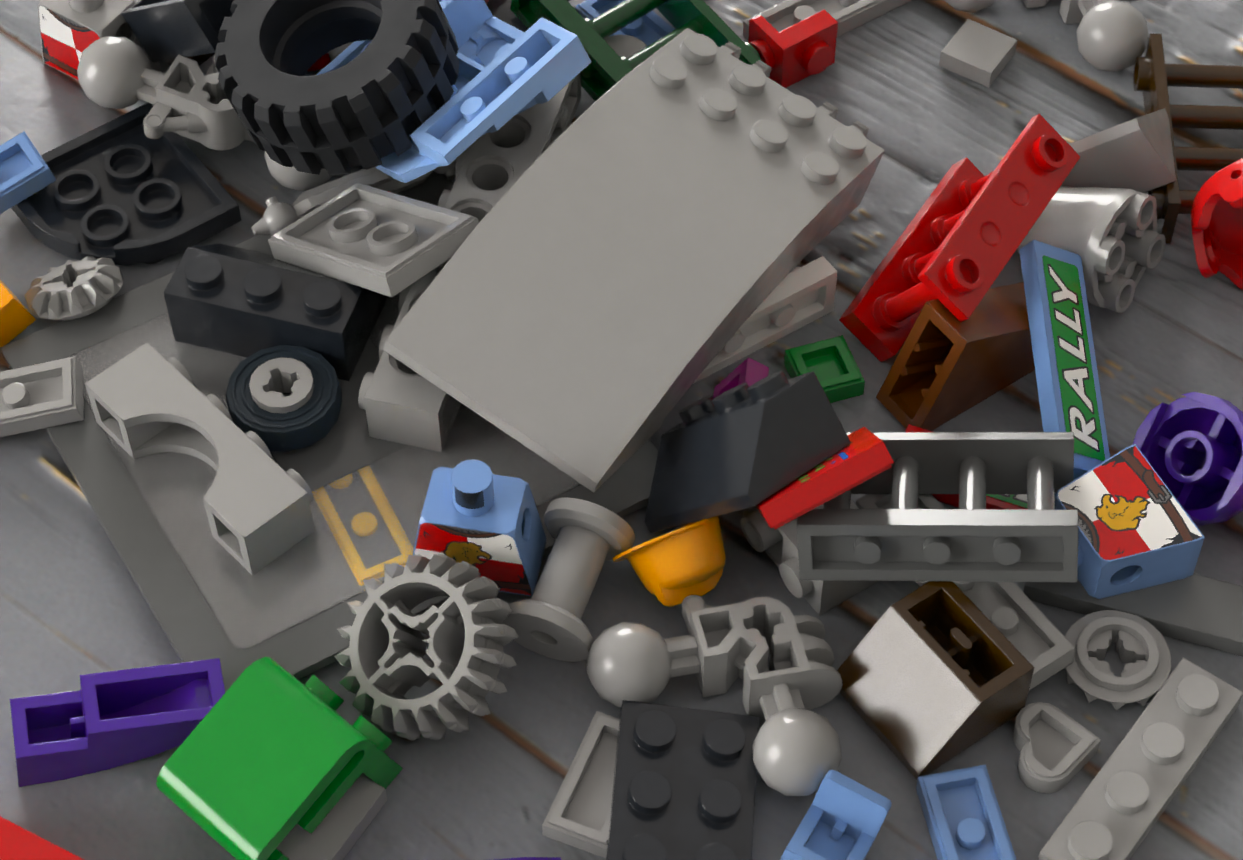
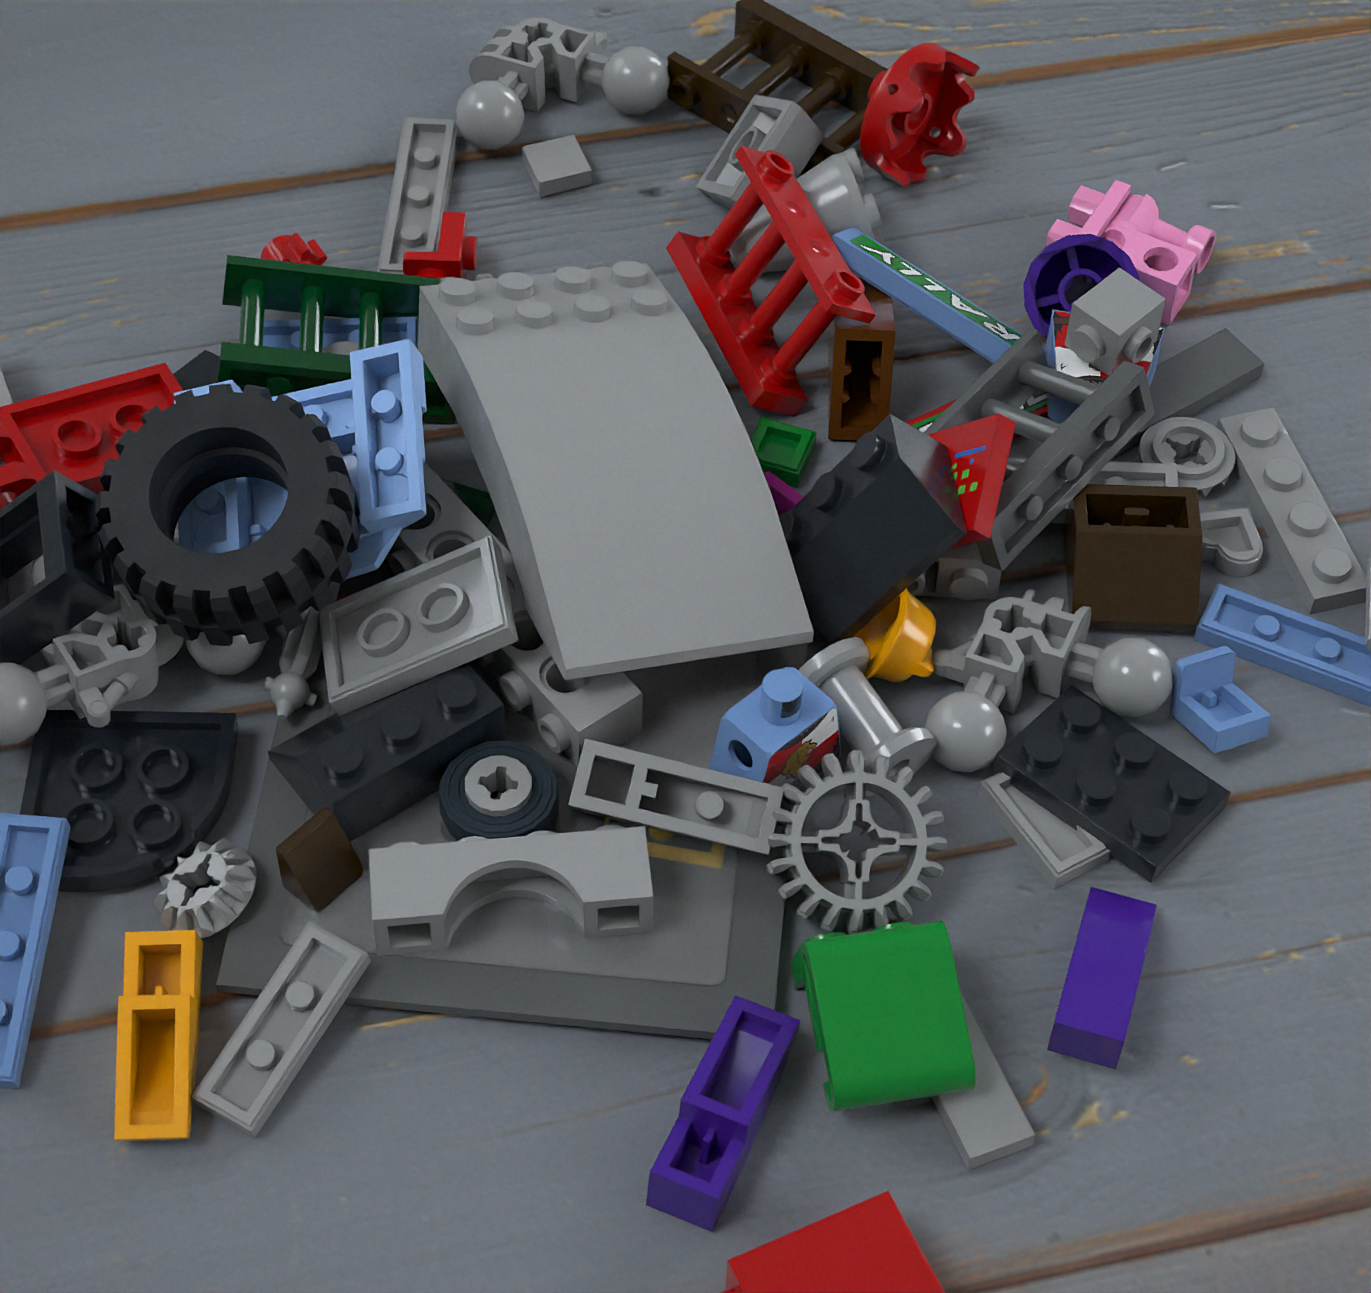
camera: 55 degrees left, 0 degrees up
(132, 321) = (318, 861): none -> dark brown slope
(353, 487) = (674, 797): none -> light grey slope
(1143, 488) = (1115, 322): none -> light grey brick

